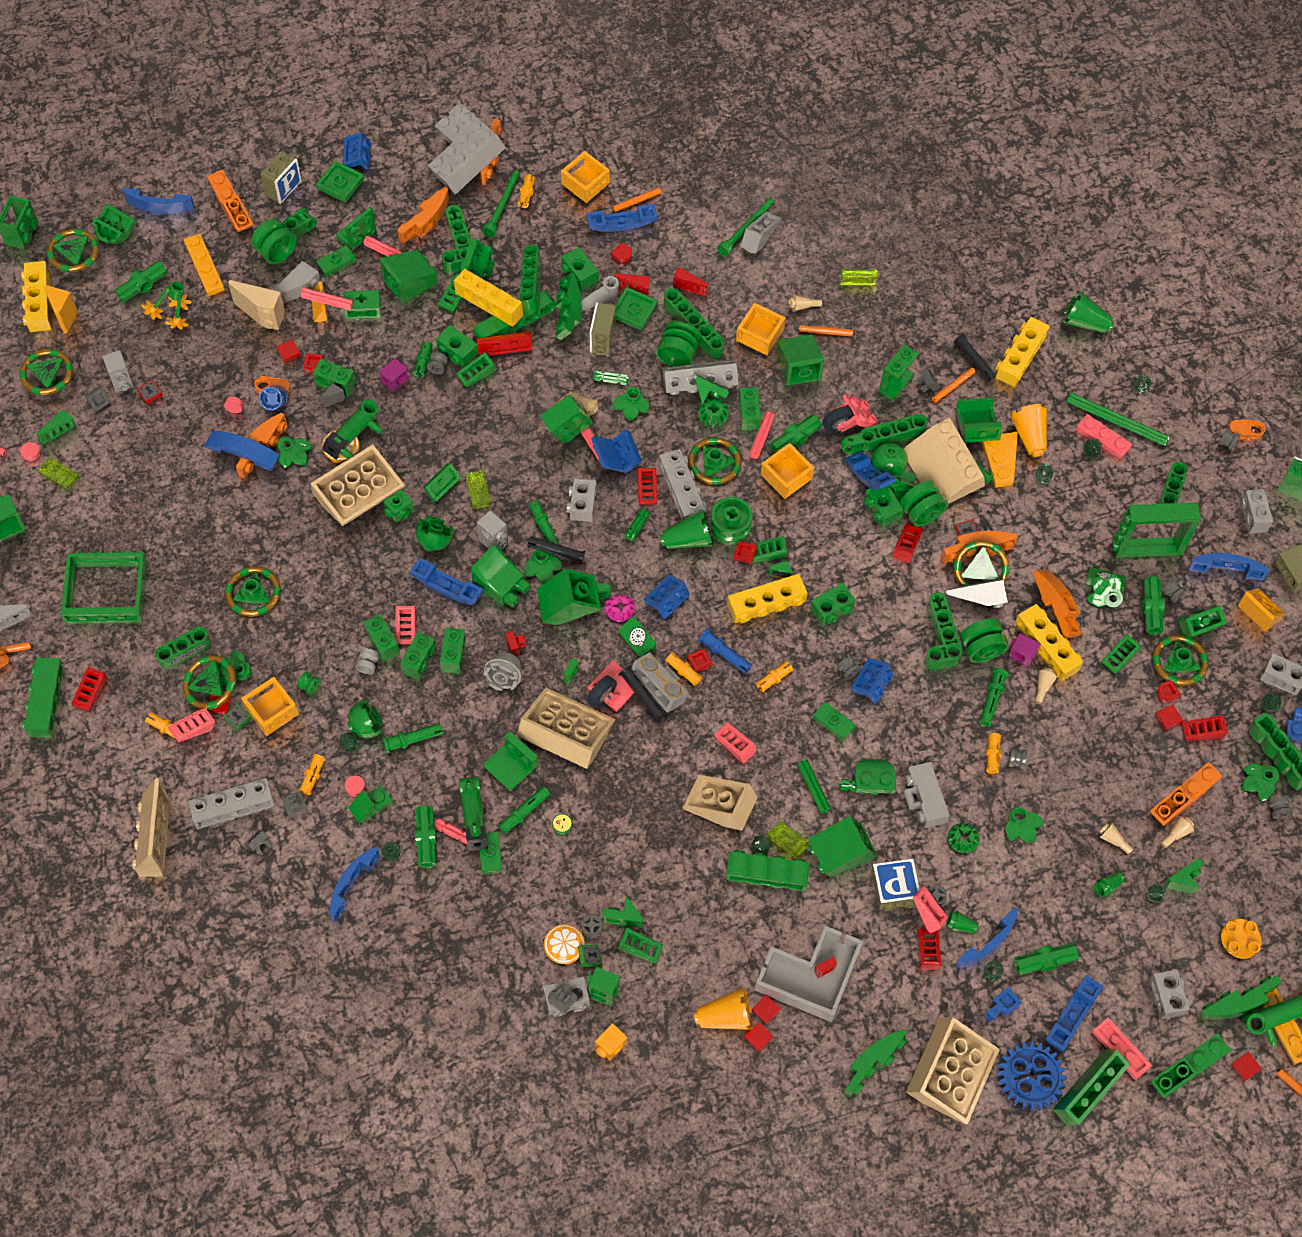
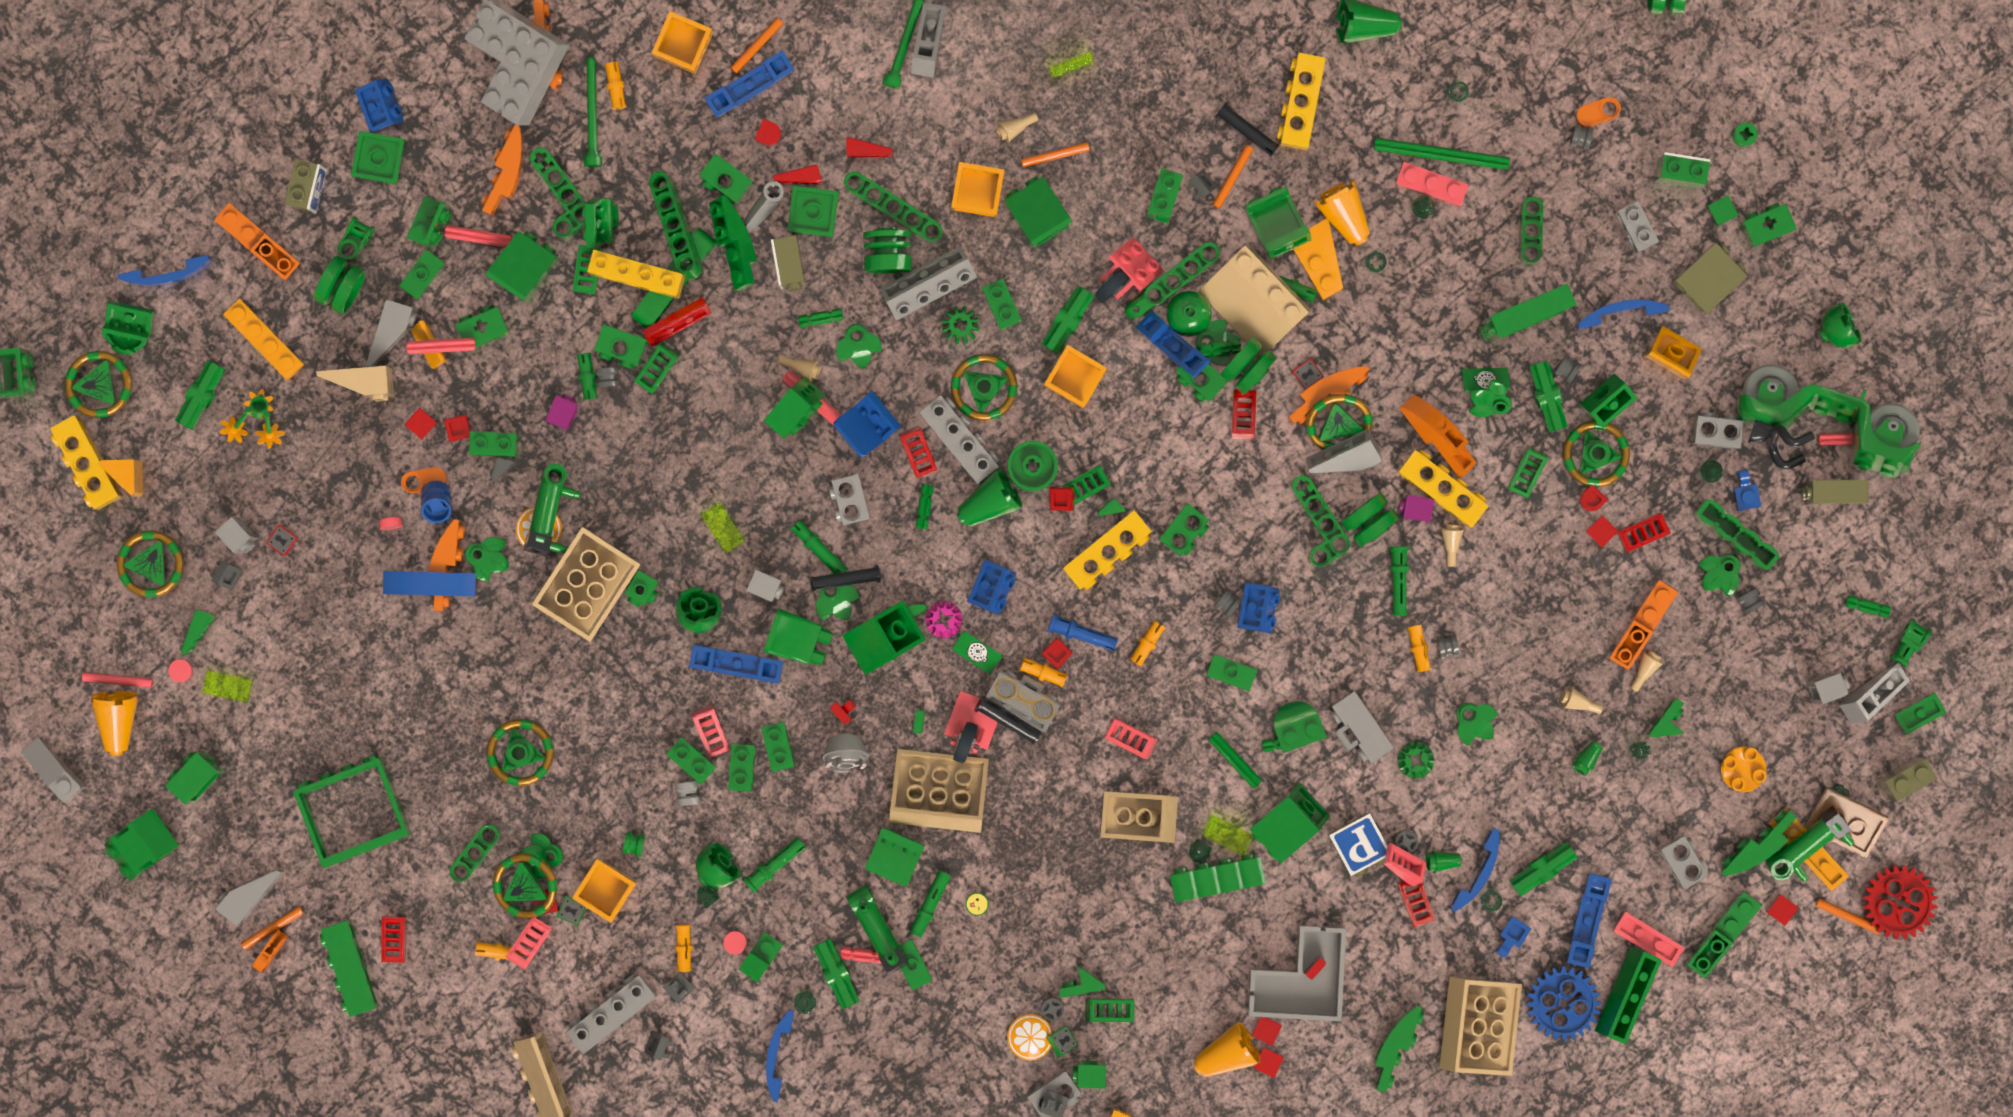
camera: 20 degrees left, 25 degrees up
(441, 482) = (678, 536): green plate -> none
(704, 386) = (945, 300): green slope -> none
(762, 435) = (1027, 331): coral axle -> none

